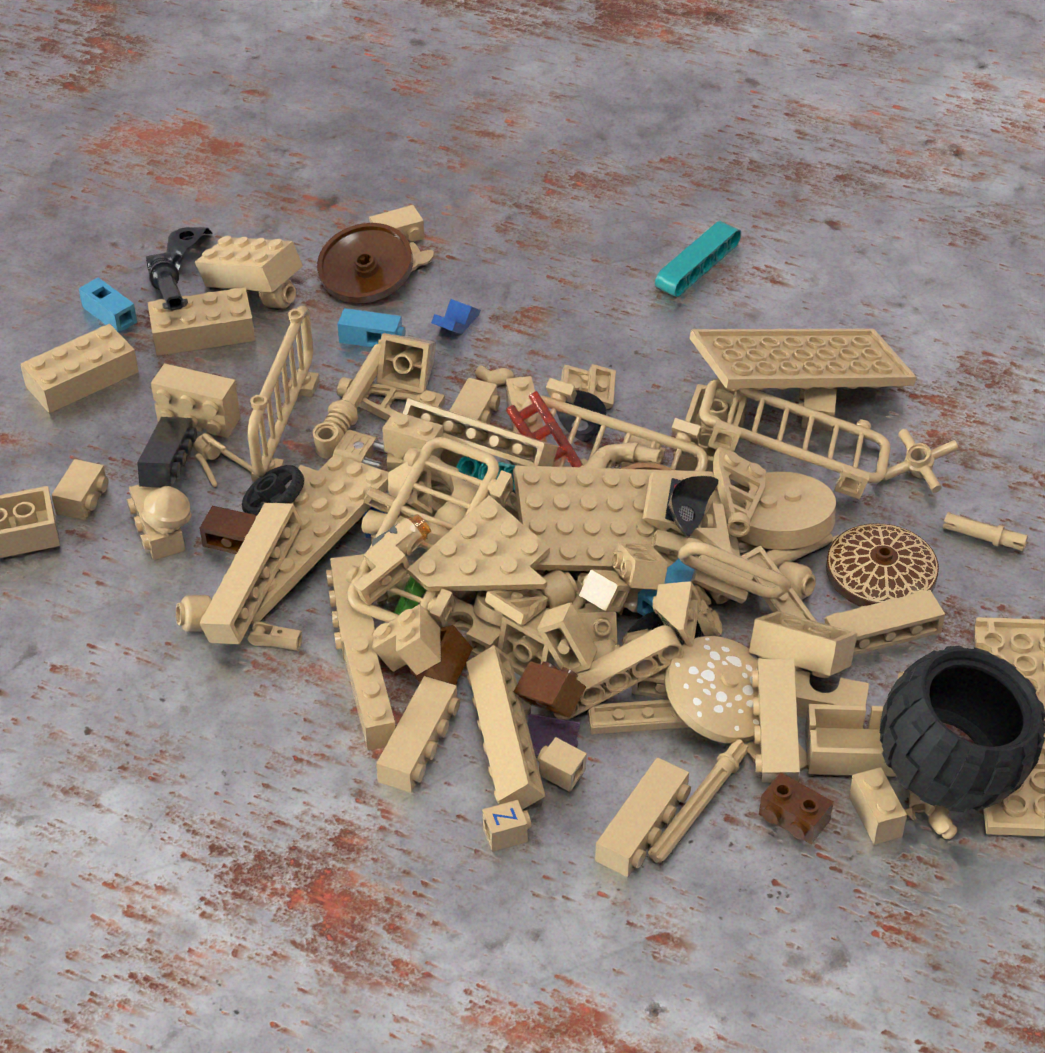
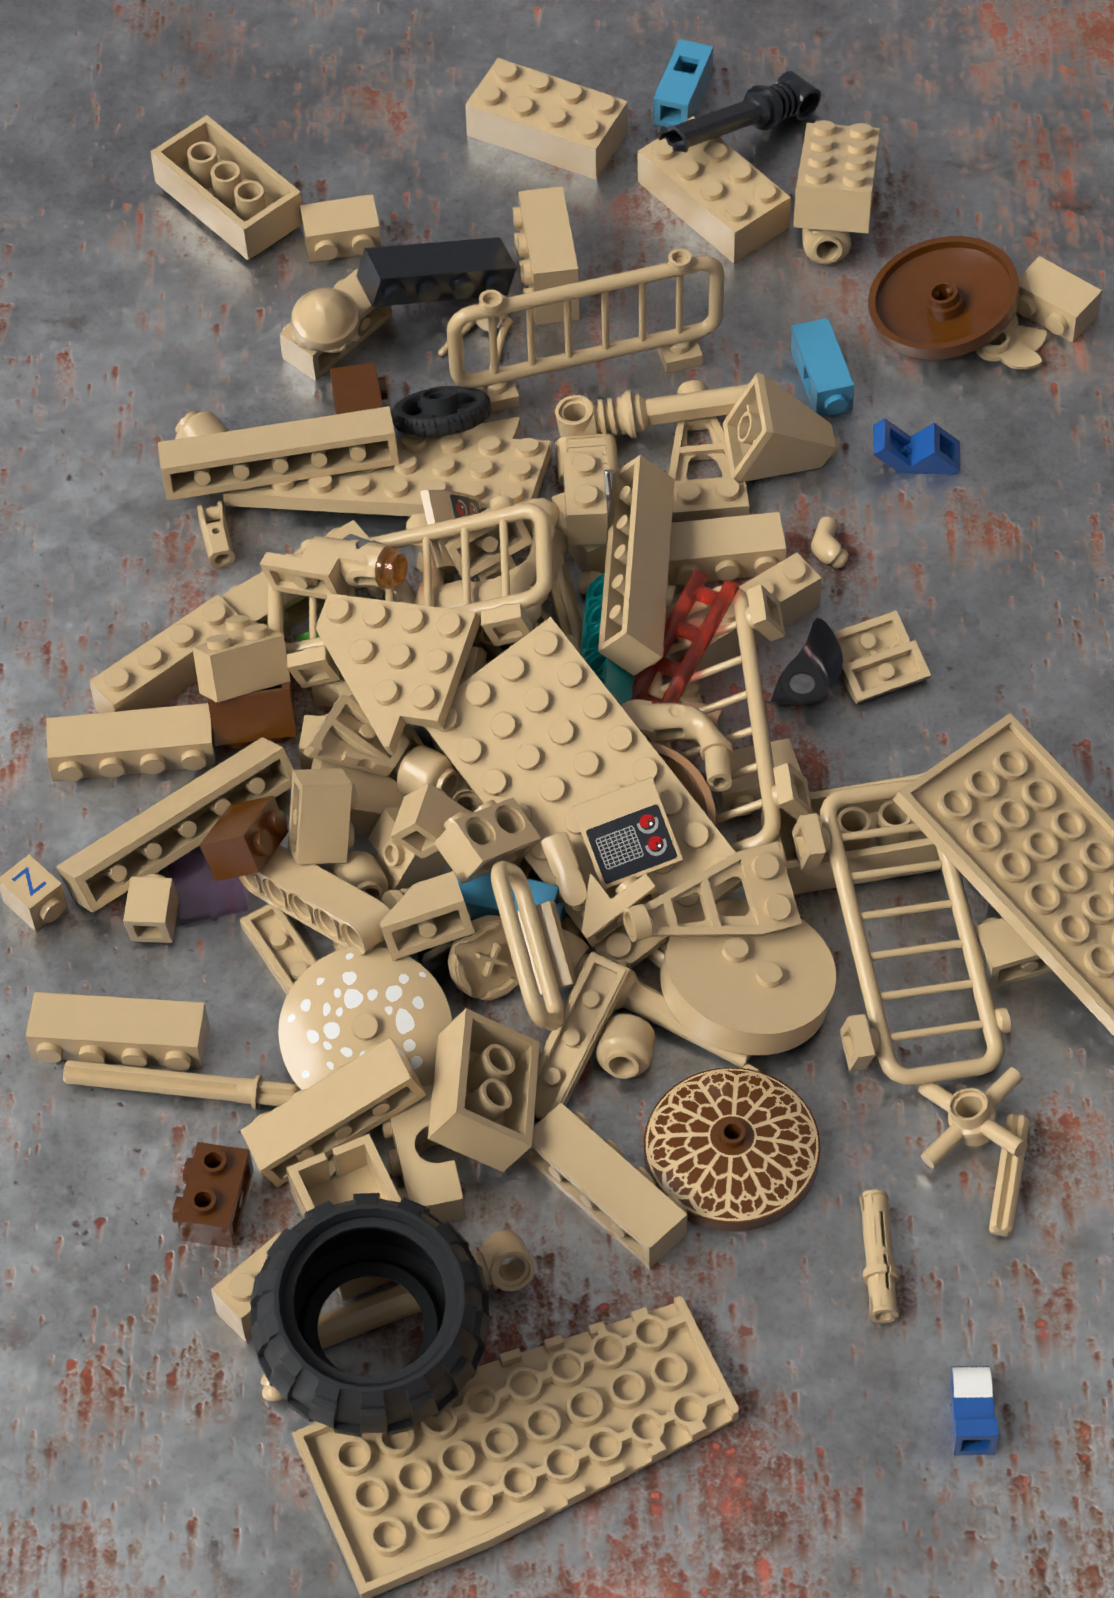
camera: 65 degrees right, 10 degrees up
(177, 246) = (842, 95): black piece -> none
(692, 493) = (584, 846): black piece -> none
(965, 467) = (1008, 1180): none -> tan axle

